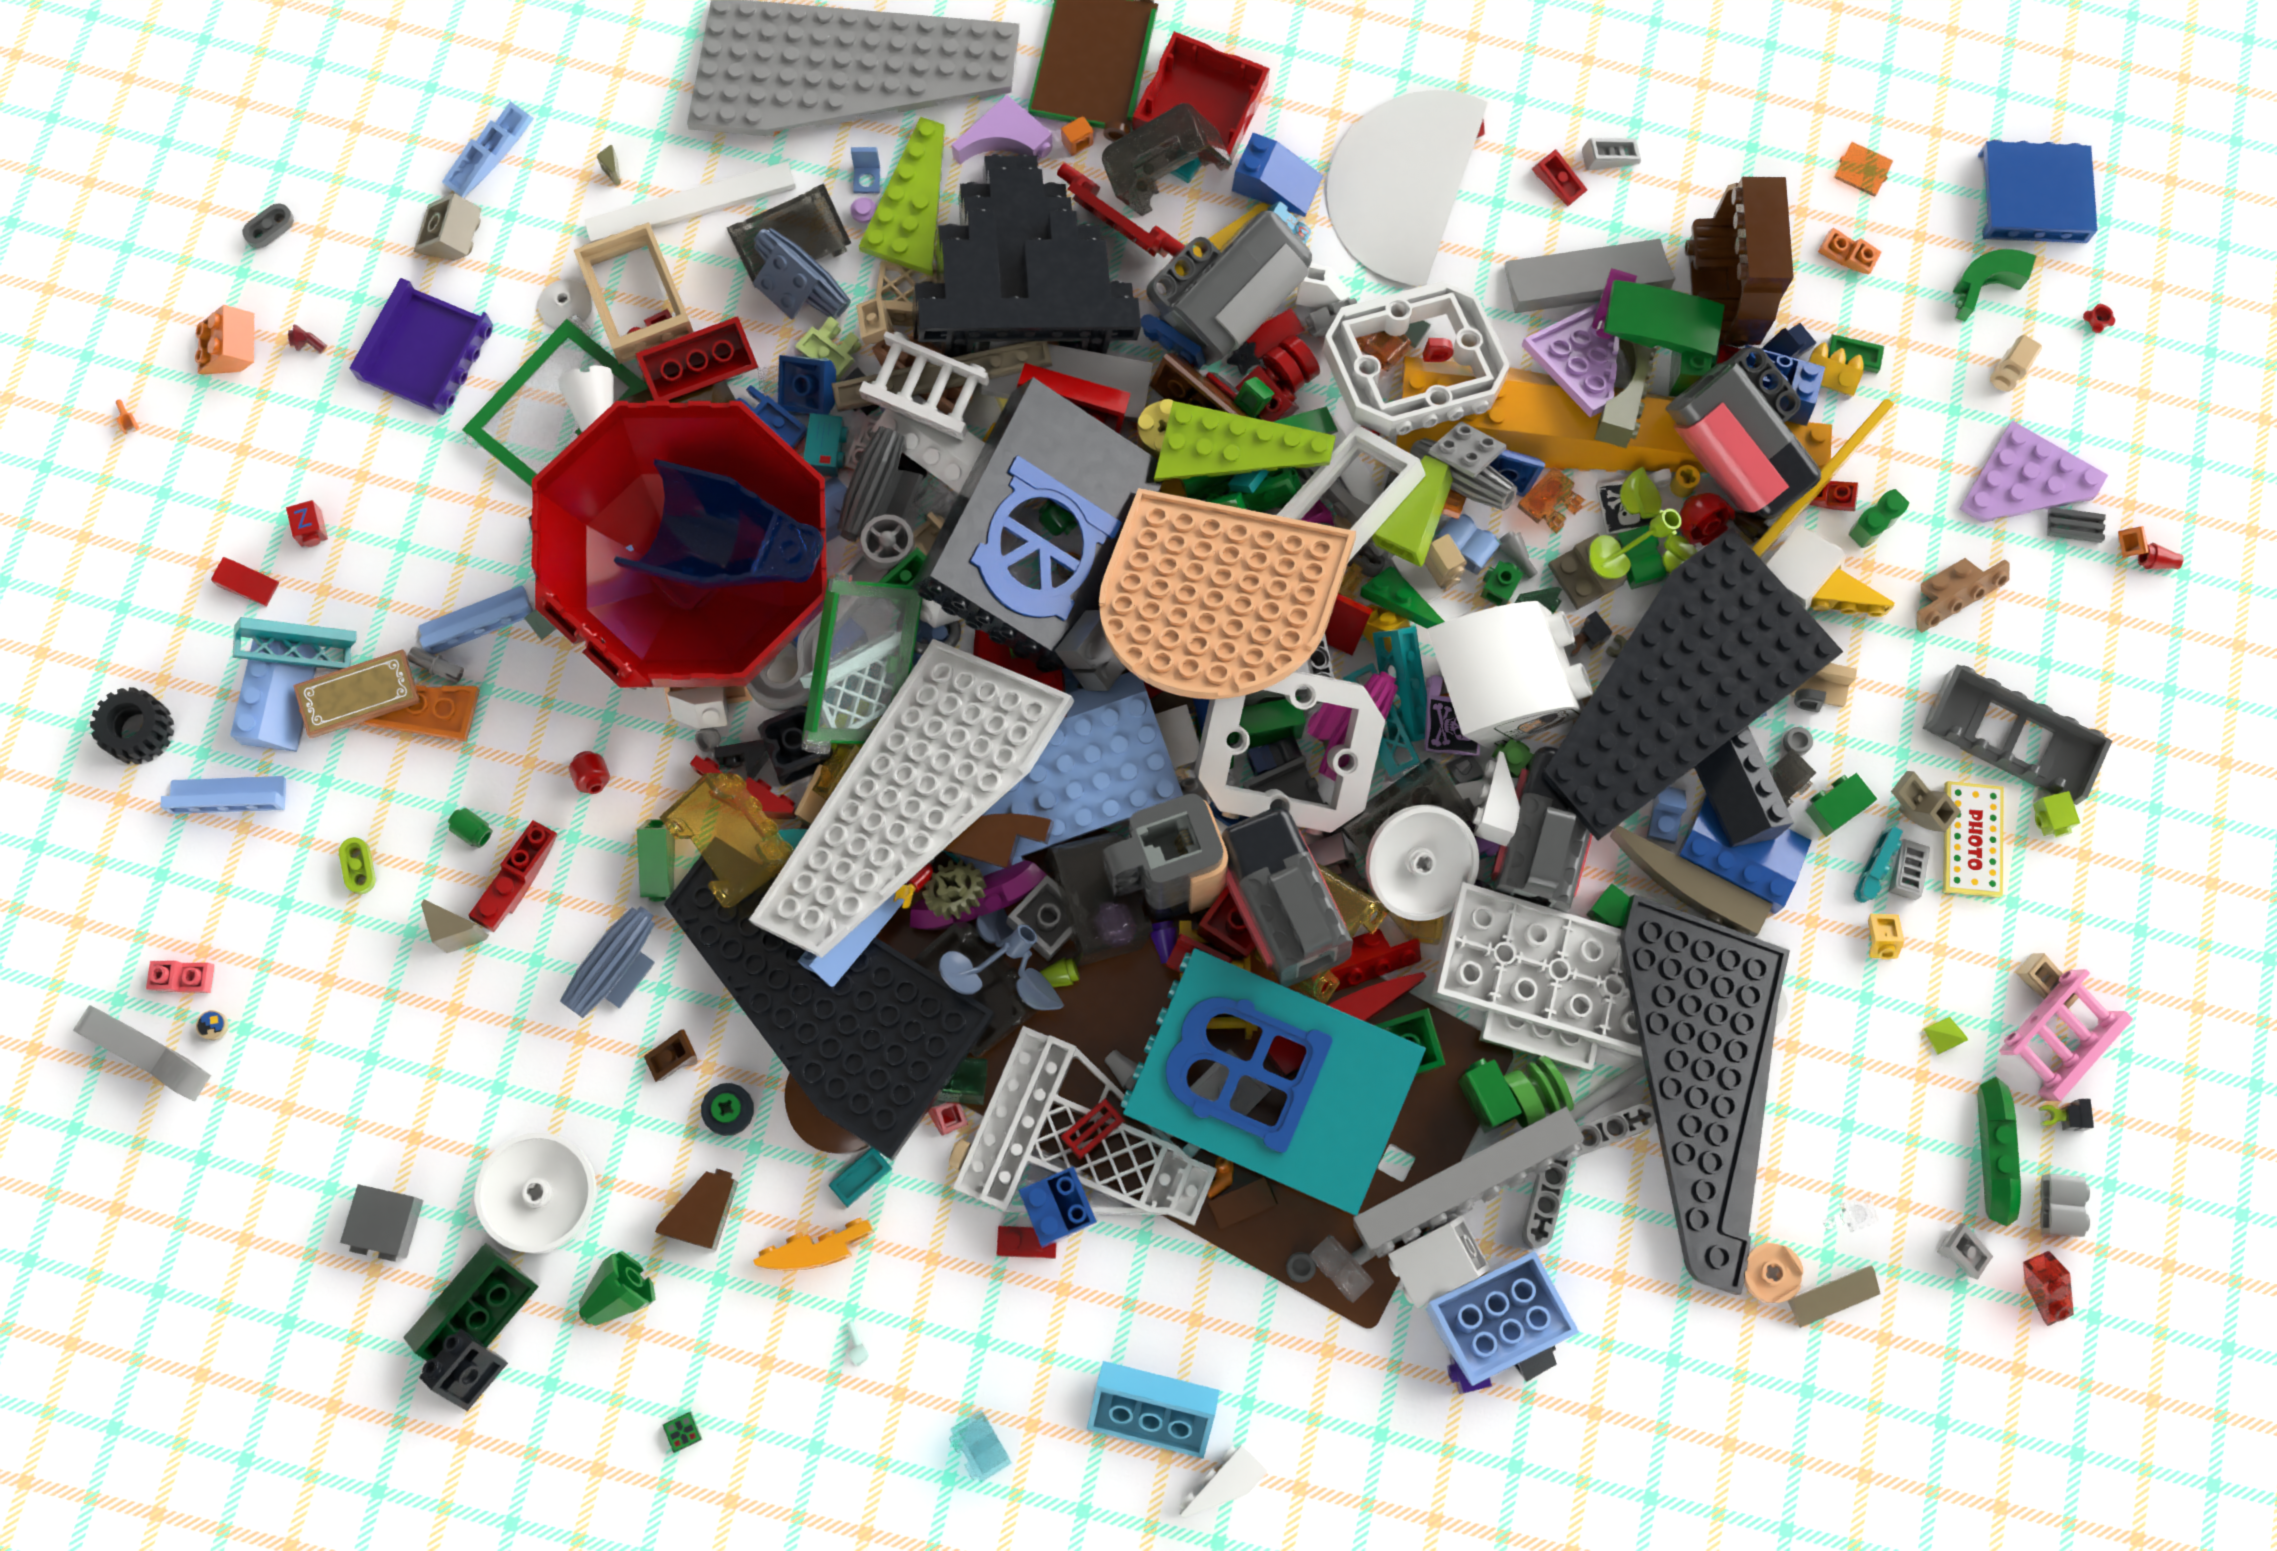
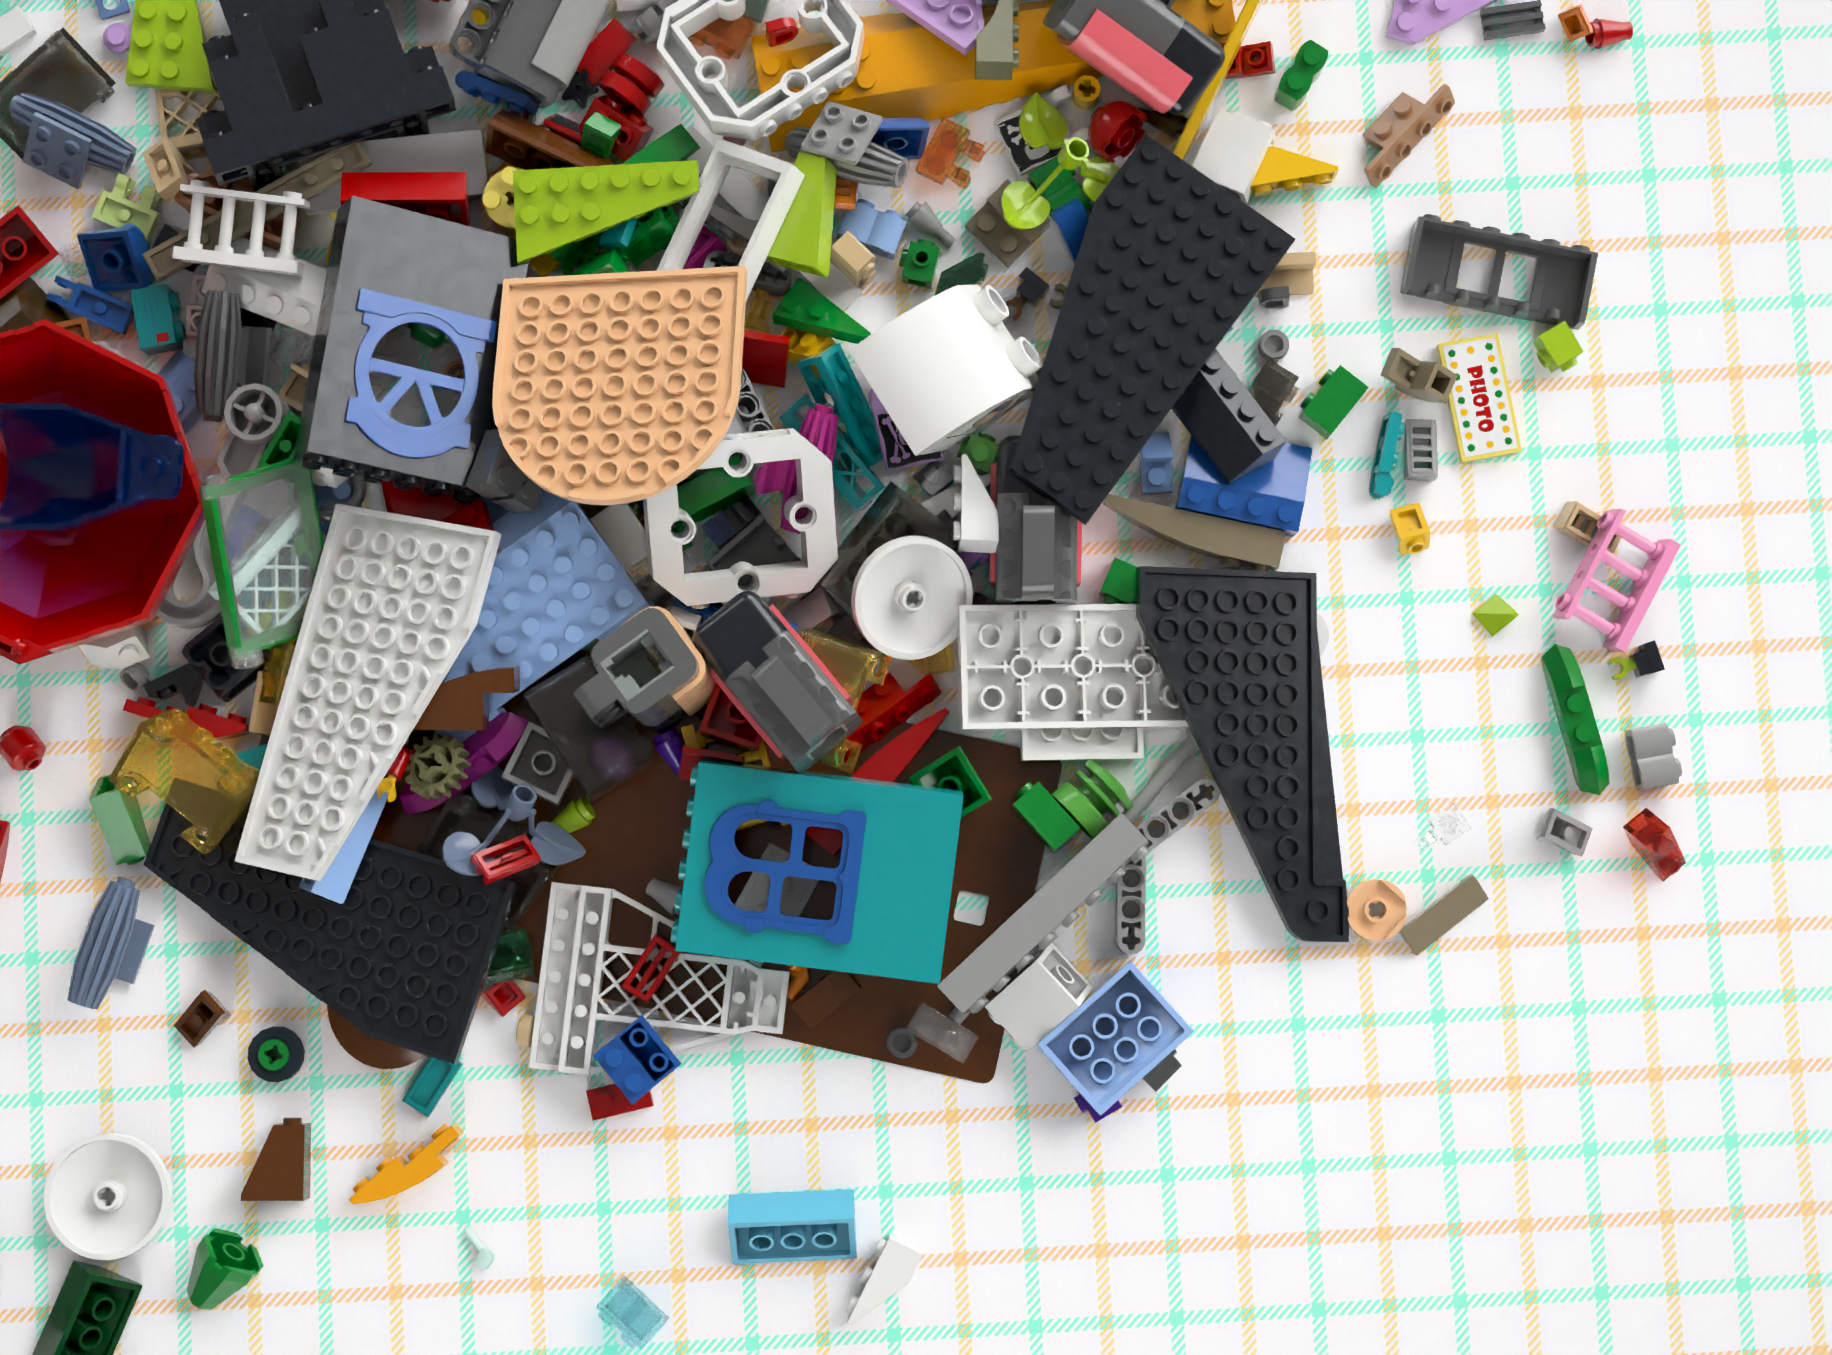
camera: 10 degrees left, 10 degrees up
(995, 991) = (509, 869): none -> red tile
(1645, 586) = (1071, 223): none -> blue tile

